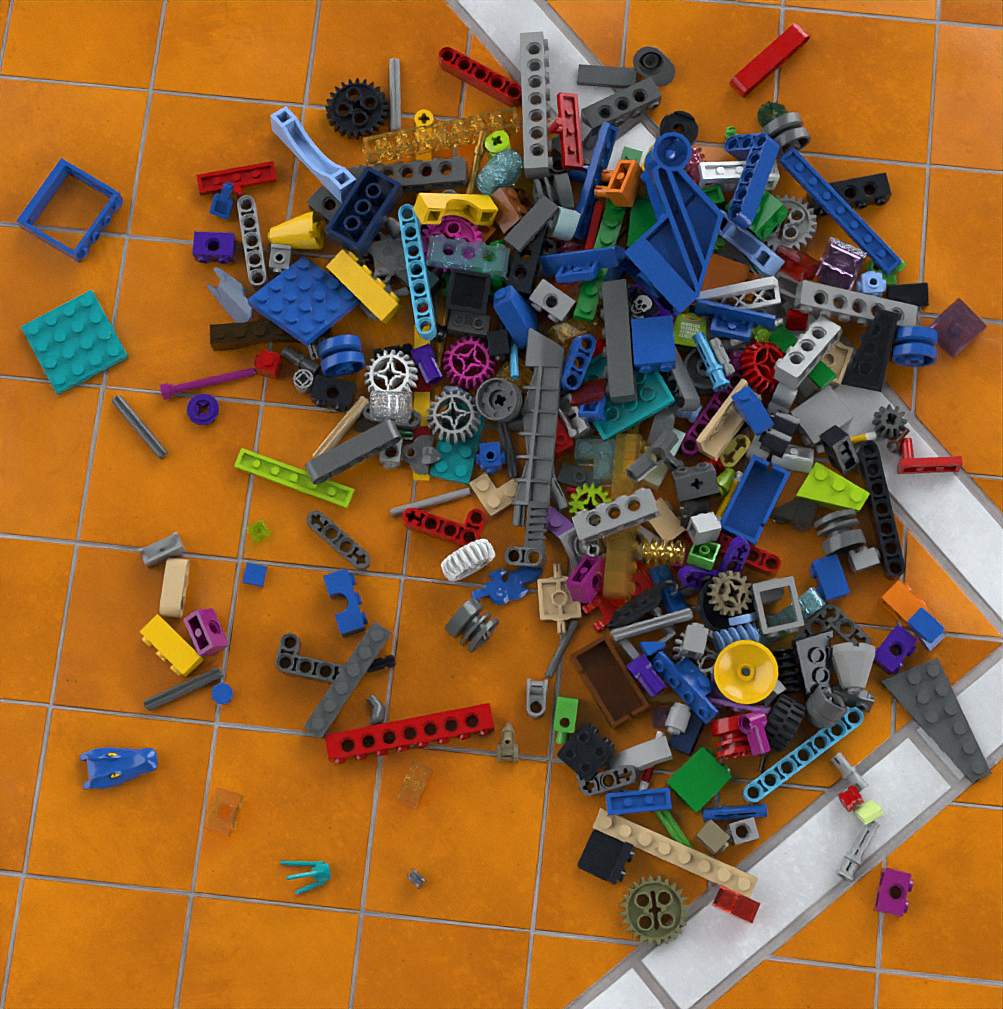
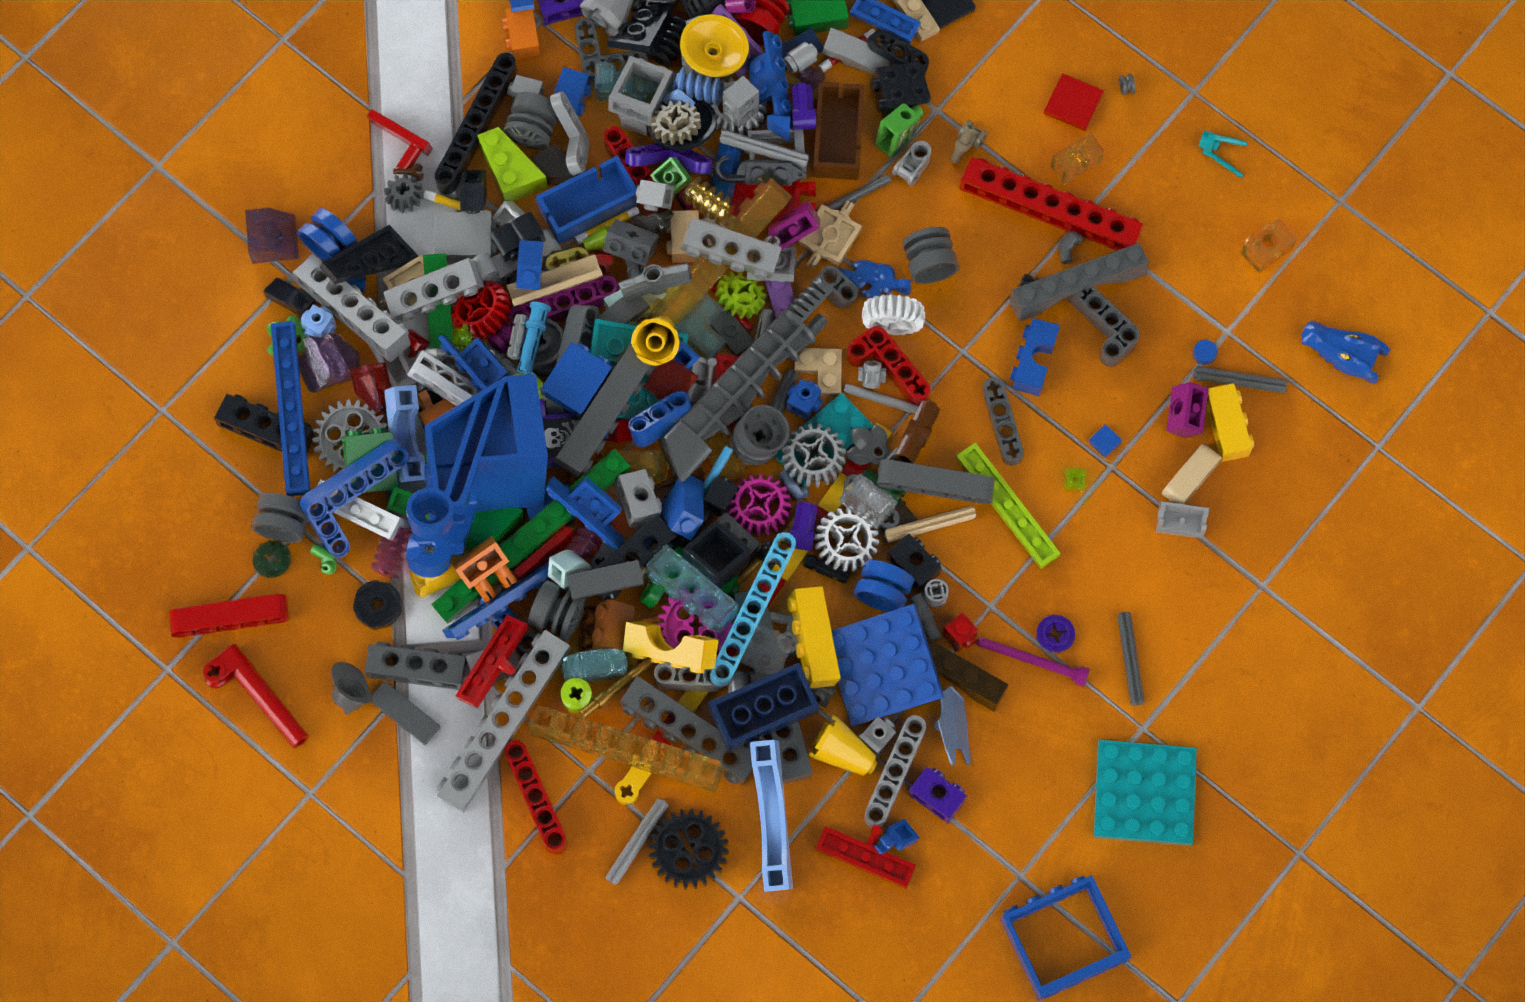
camera: 150 degrees left, 5 degrees down
(390, 479) = (917, 432): none -> reddish brown piece
(449, 836) = (1073, 102): none -> red tile
(455, 509) = (872, 374): none -> light grey gear
(615, 402) = (655, 340): none -> yellow cone
(739, 34) = (235, 664): none -> red axle
(793, 543) = (578, 139): none -> light grey beam

